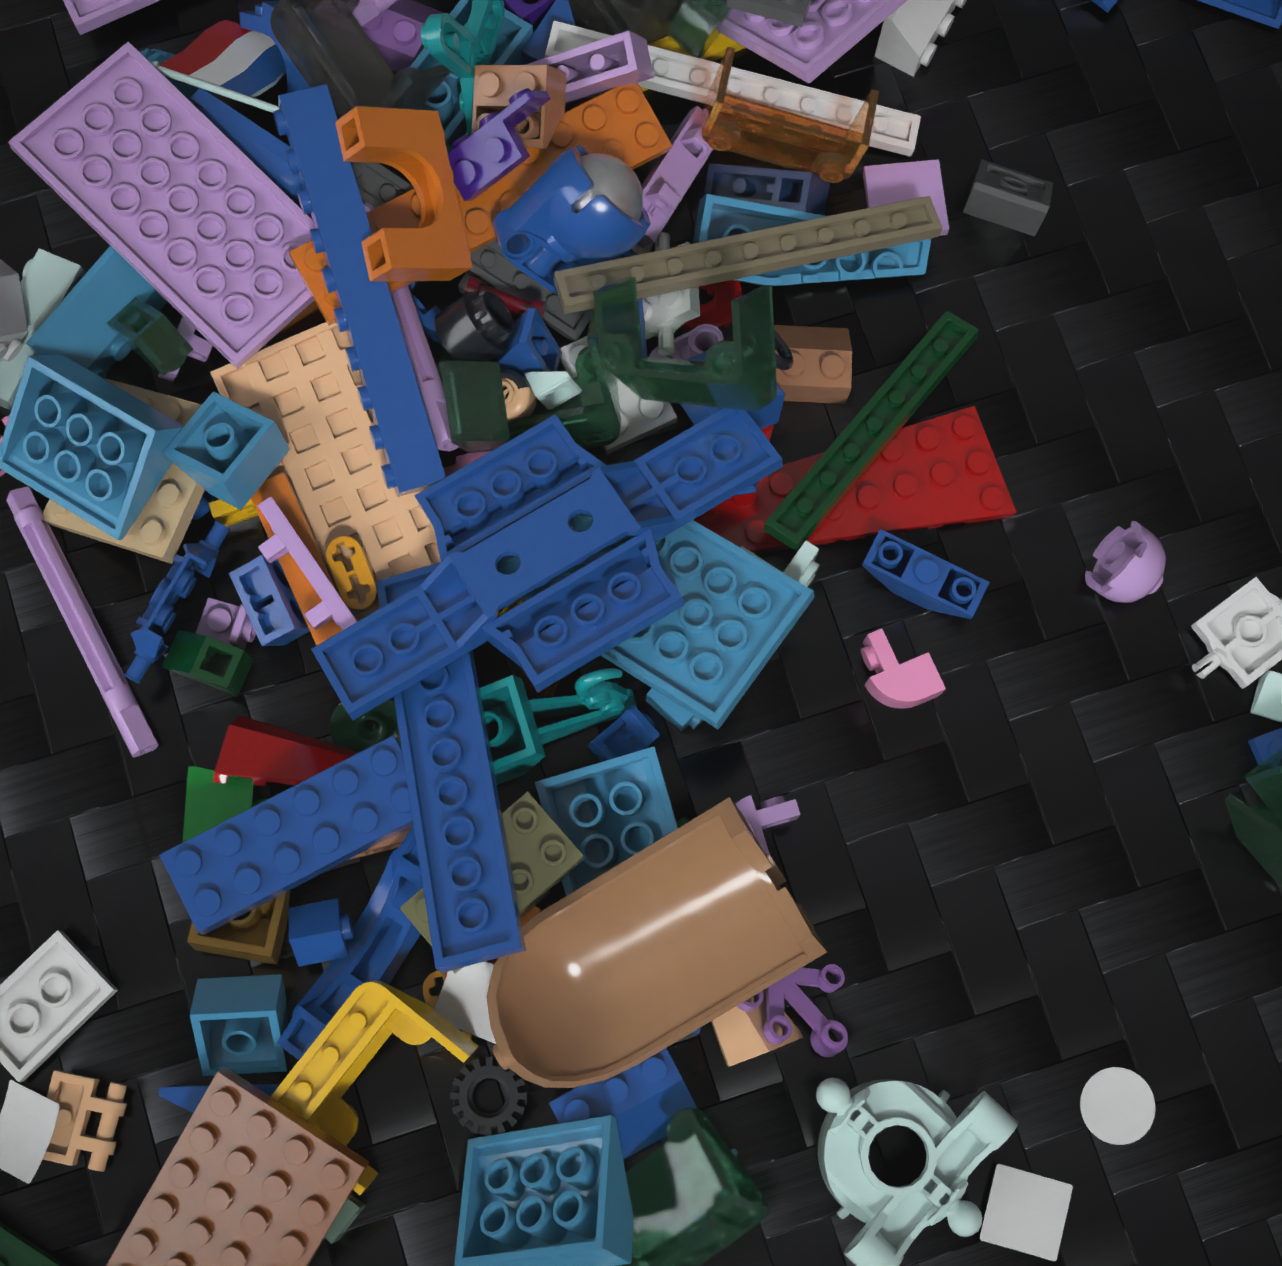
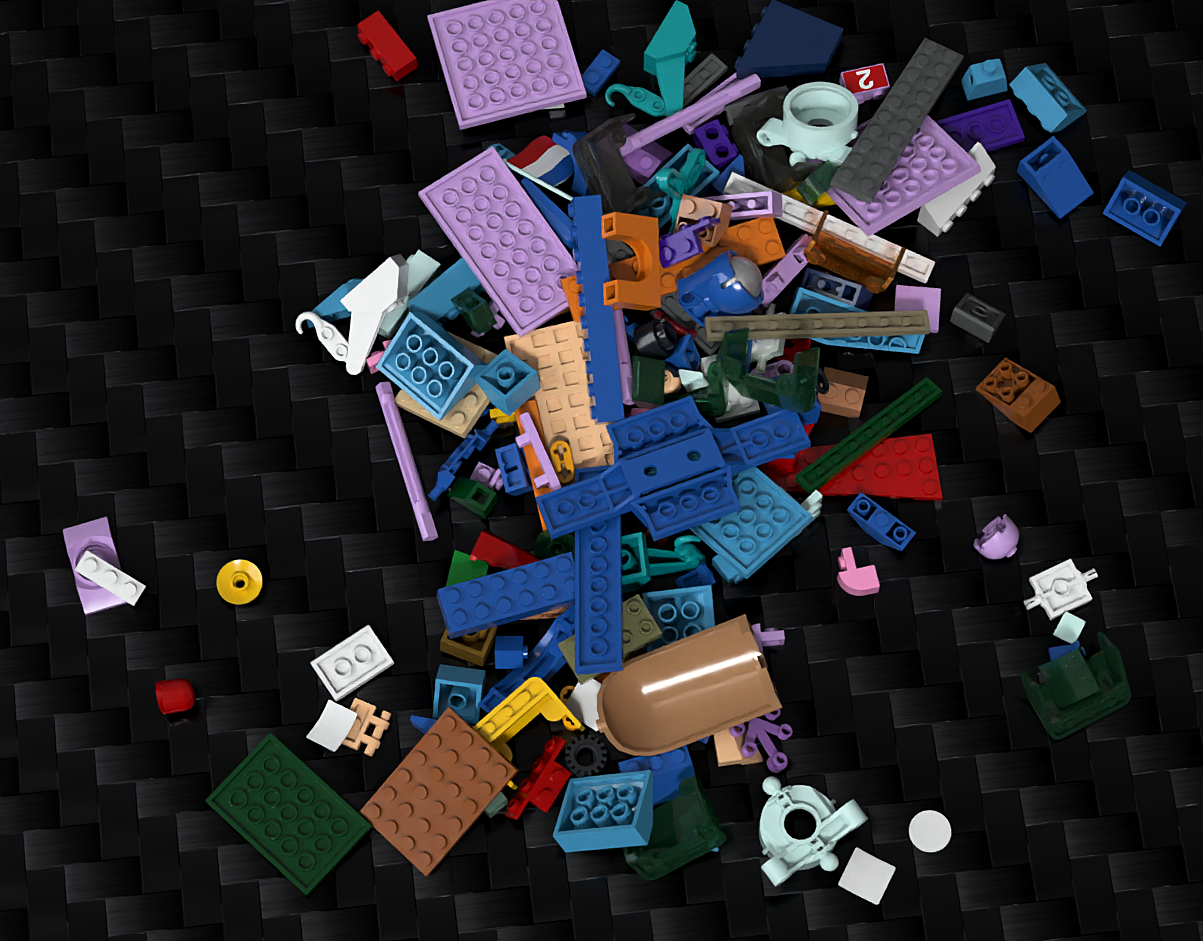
camera: 15 degrees right, 5 degrees down
(420, 1159) = (542, 783): none -> red bracket
(1107, 312) = (1019, 394): none -> dark orange slope

